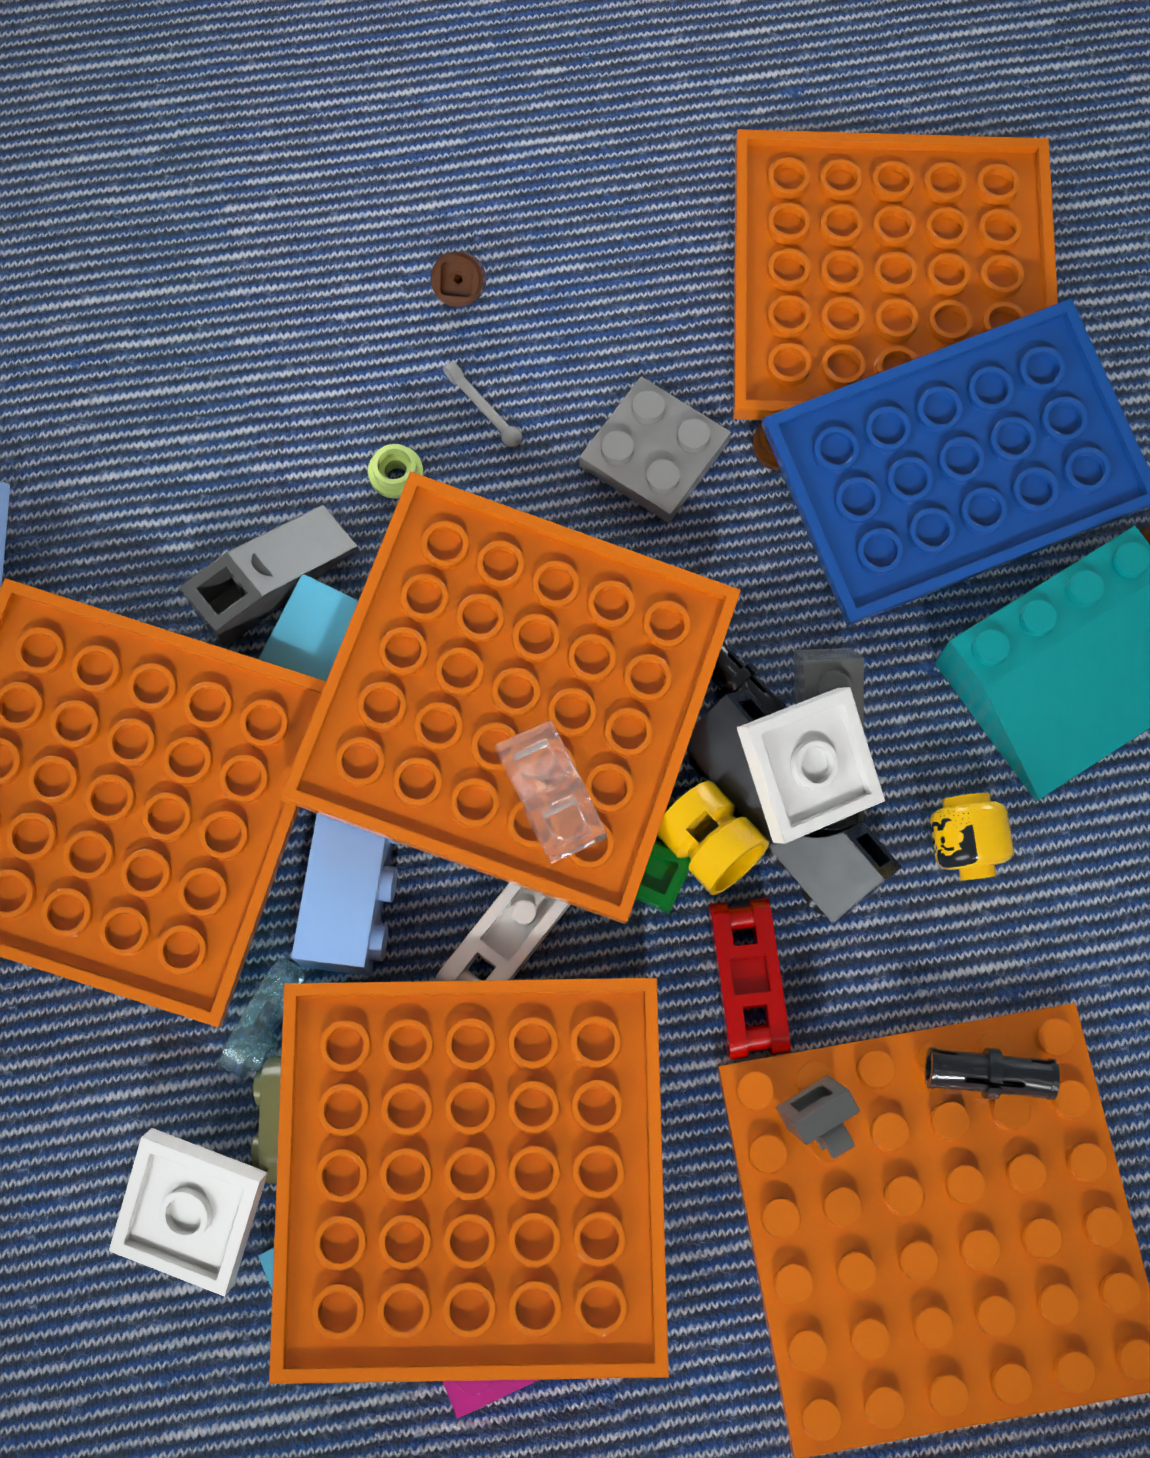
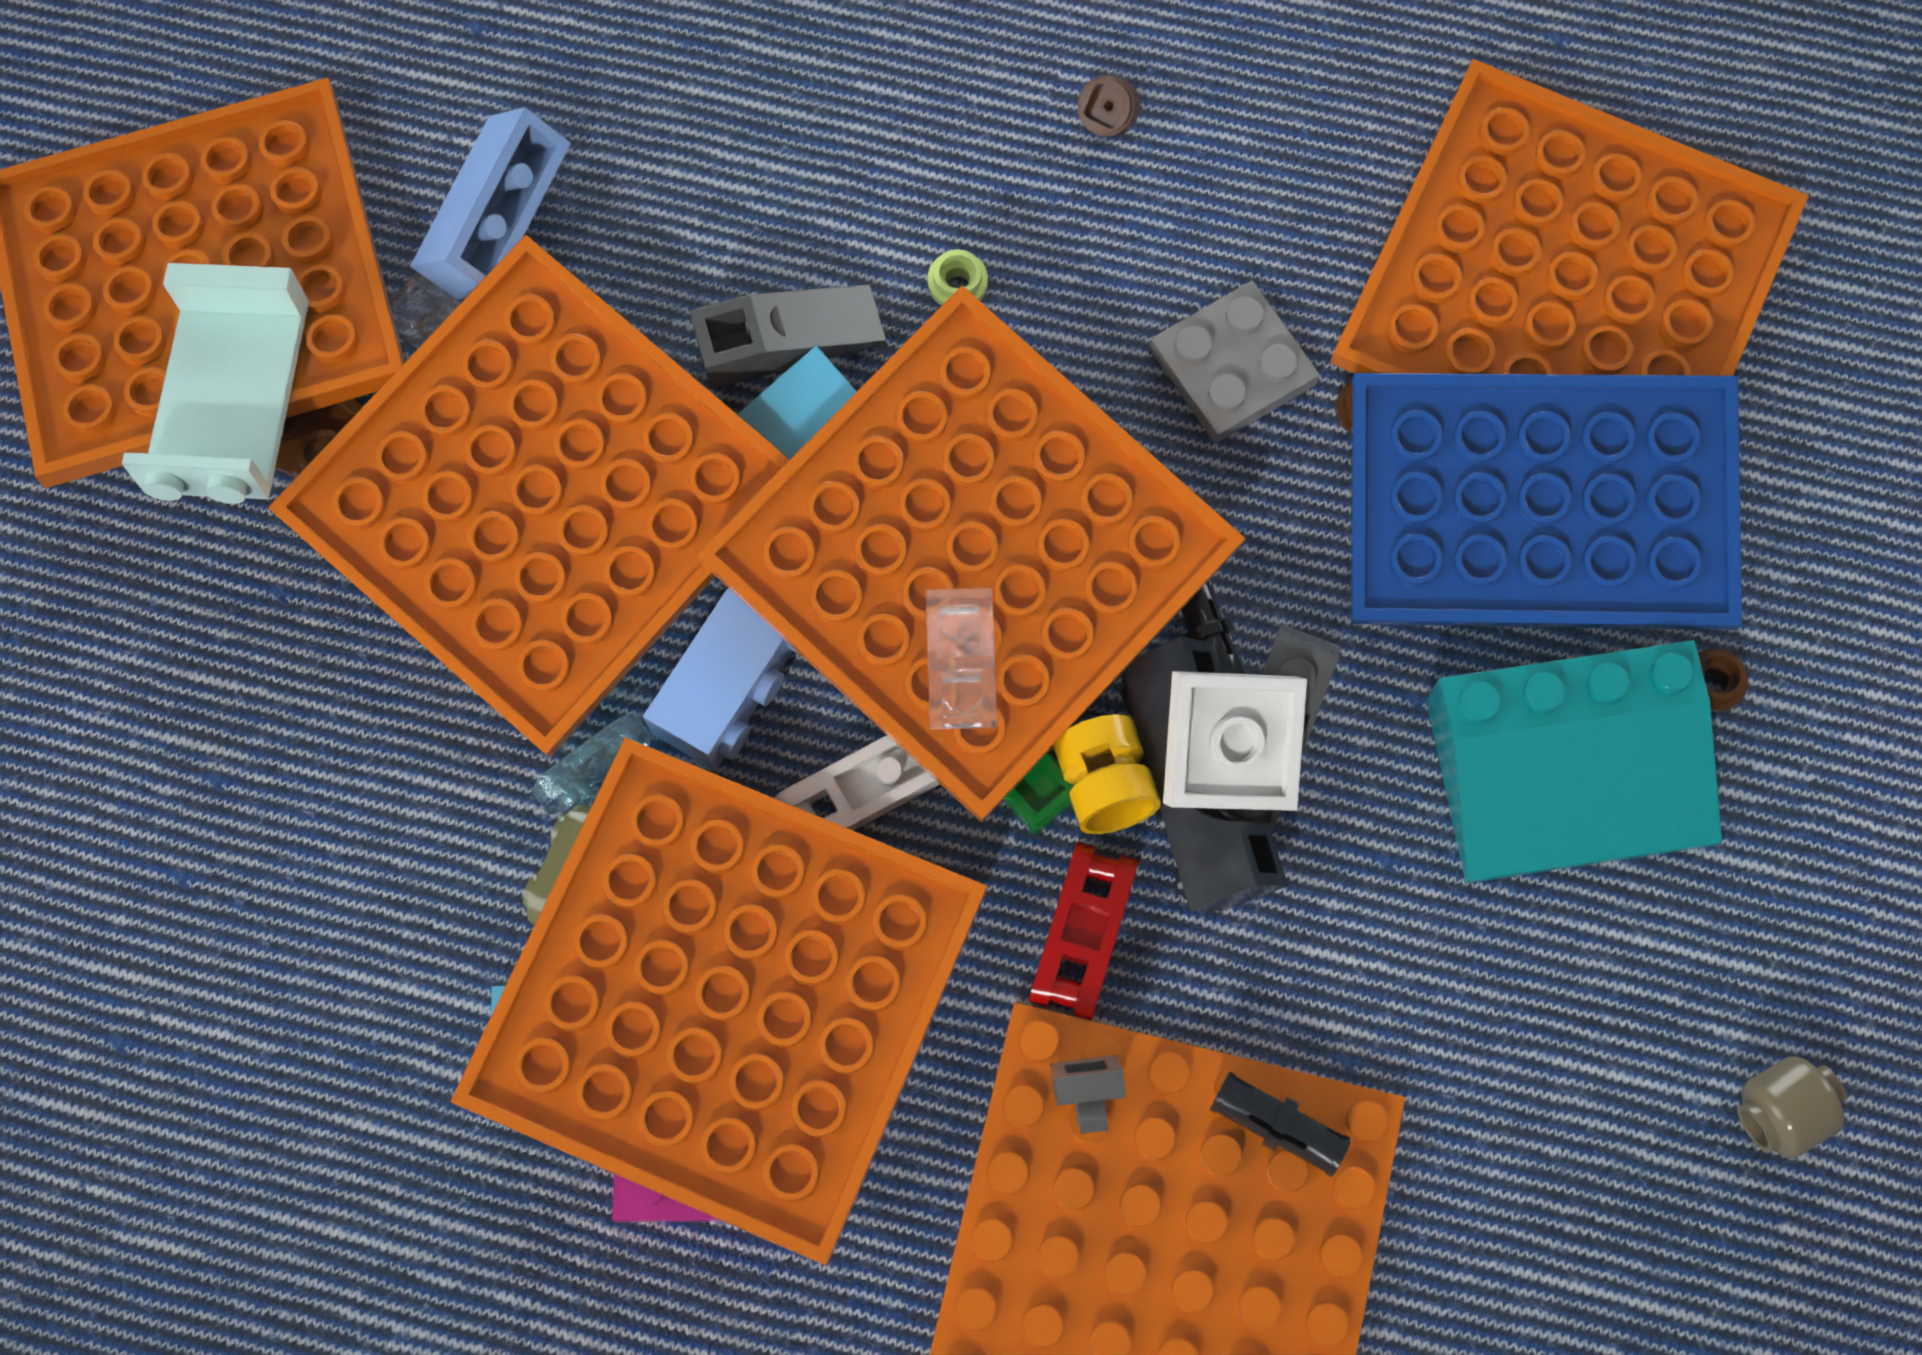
camera: 25 degrees right, 0 degrees up
(187, 1211) = (444, 914): white plate -> none
(510, 435) = (1092, 289): light grey hinge -> none
(971, 835) = (1376, 885): yellow head -> none

